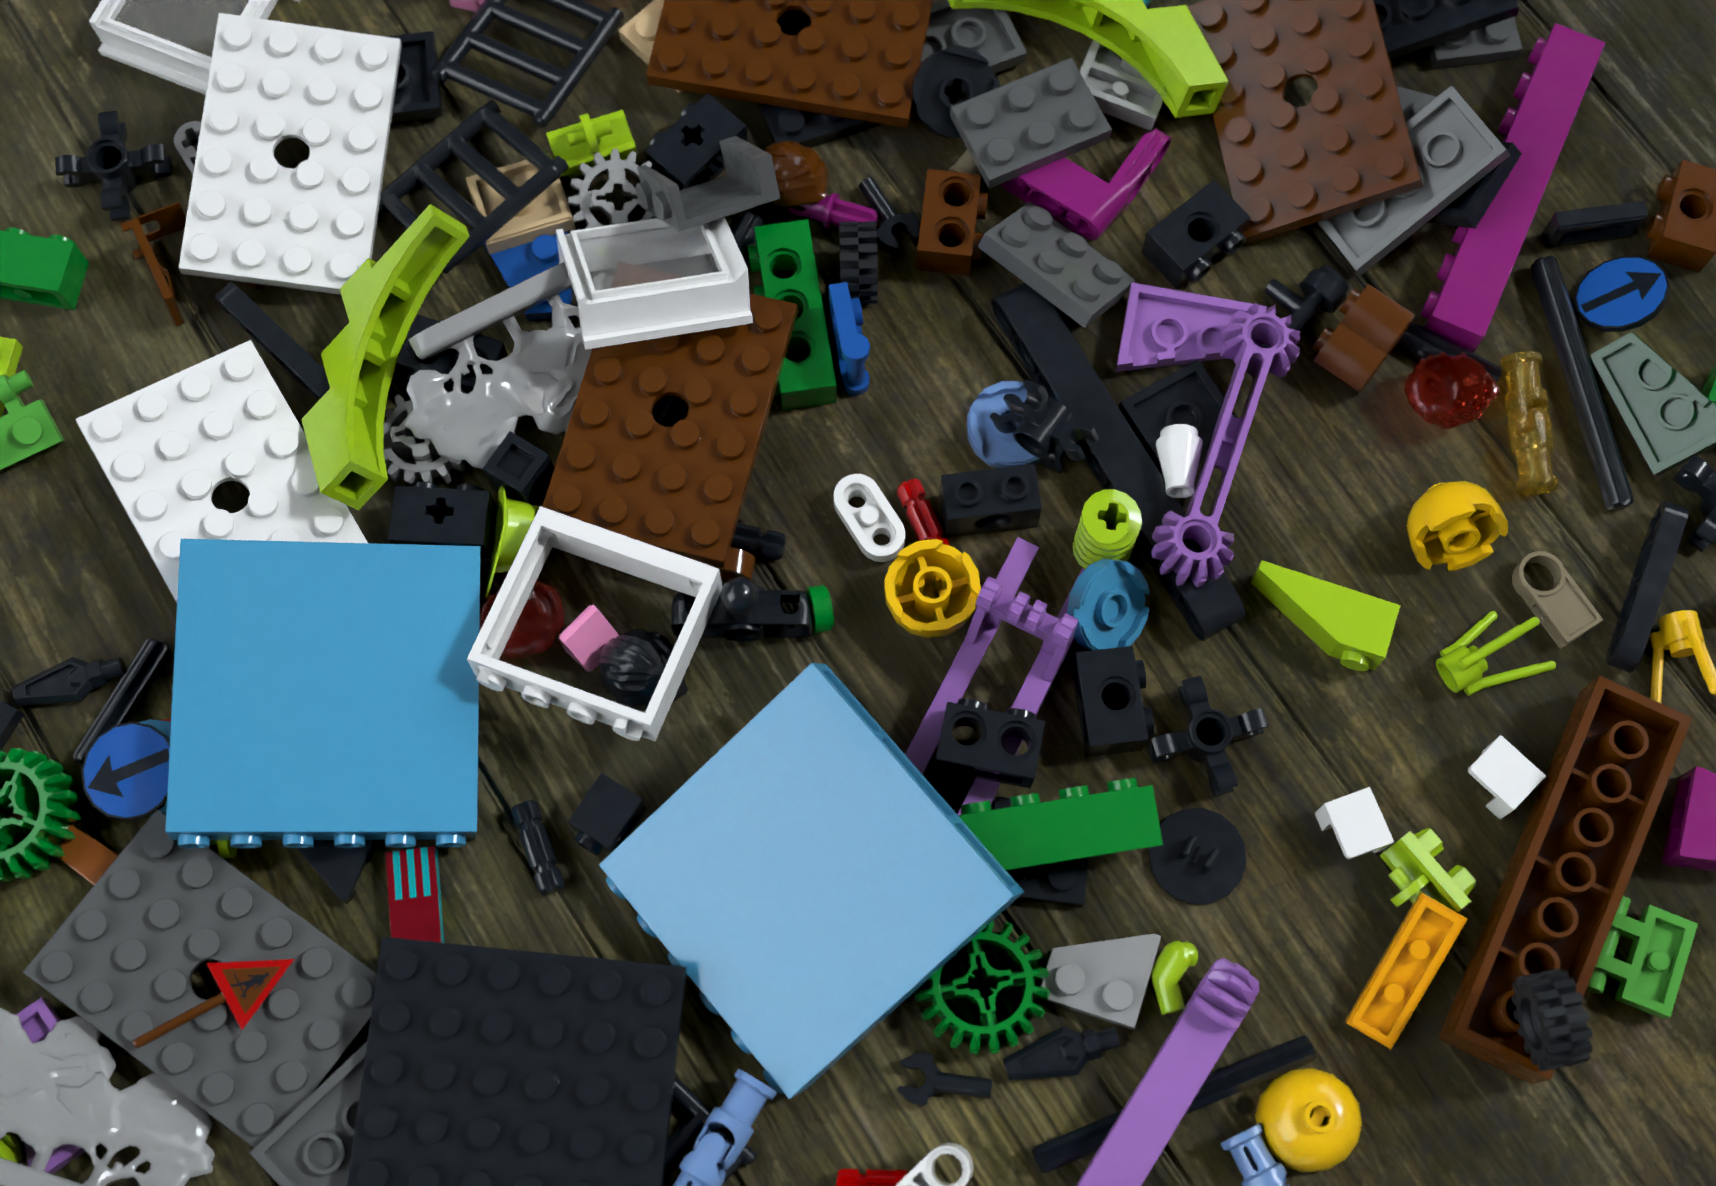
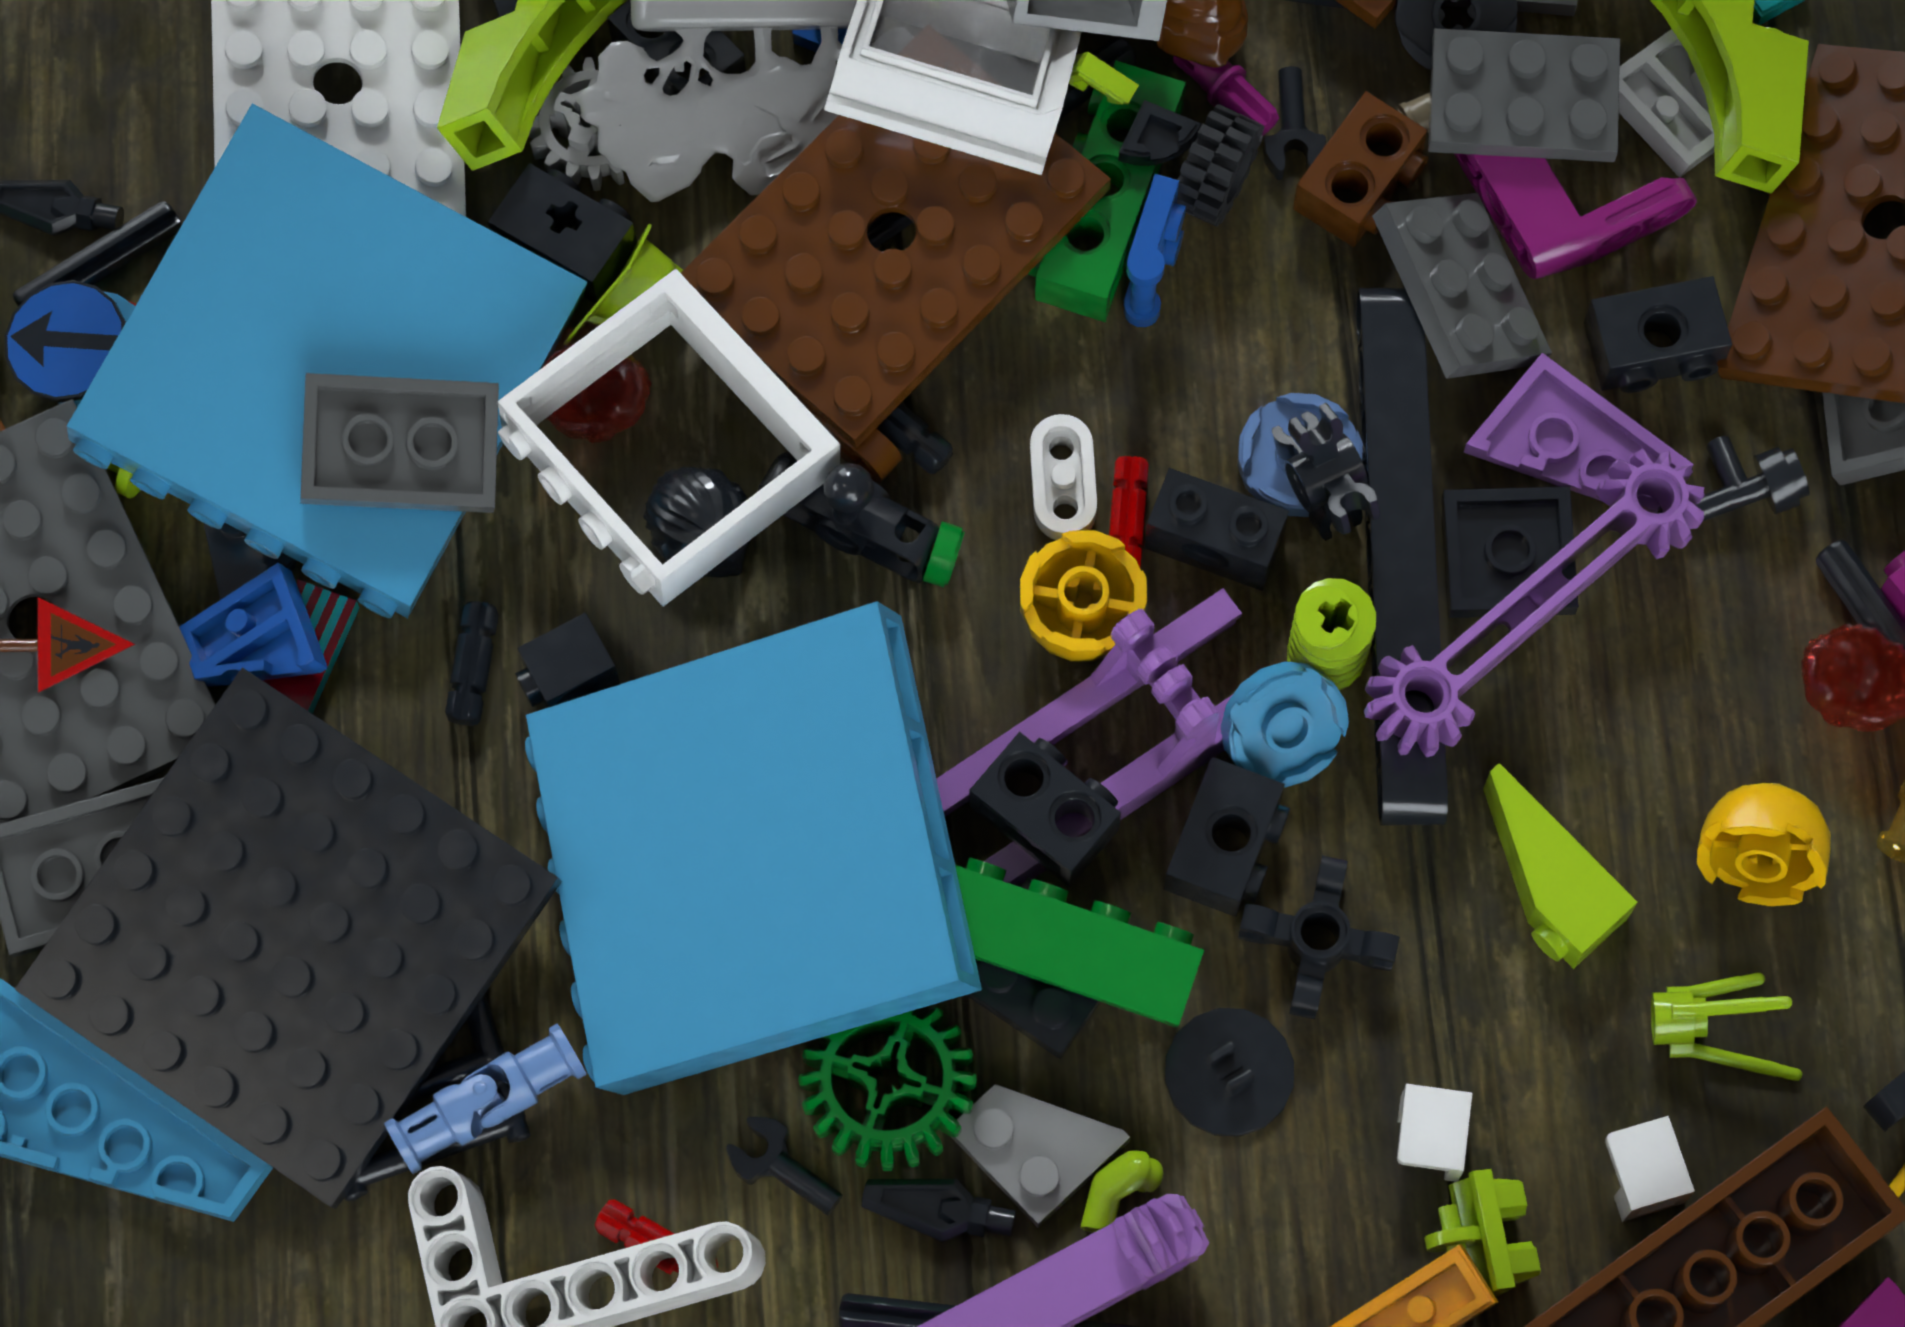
camera: 30 degrees right, 0 degrees up
(376, 904) = (255, 629): none -> blue wing
(410, 722) = (399, 443): none -> dark grey plate
(520, 469) = (681, 215): black brick -> none
(586, 637) = (656, 449): bright pink slope -> none
(757, 240) = (1099, 75): none -> lime tile
(811, 262) = (1157, 136): none -> black tile
(1179, 458) = (1469, 590): white cone -> none
(1363, 337) = (1788, 562): reddish brown brick -> none
(1565, 608) = (1847, 1014): dark tan piece -> none

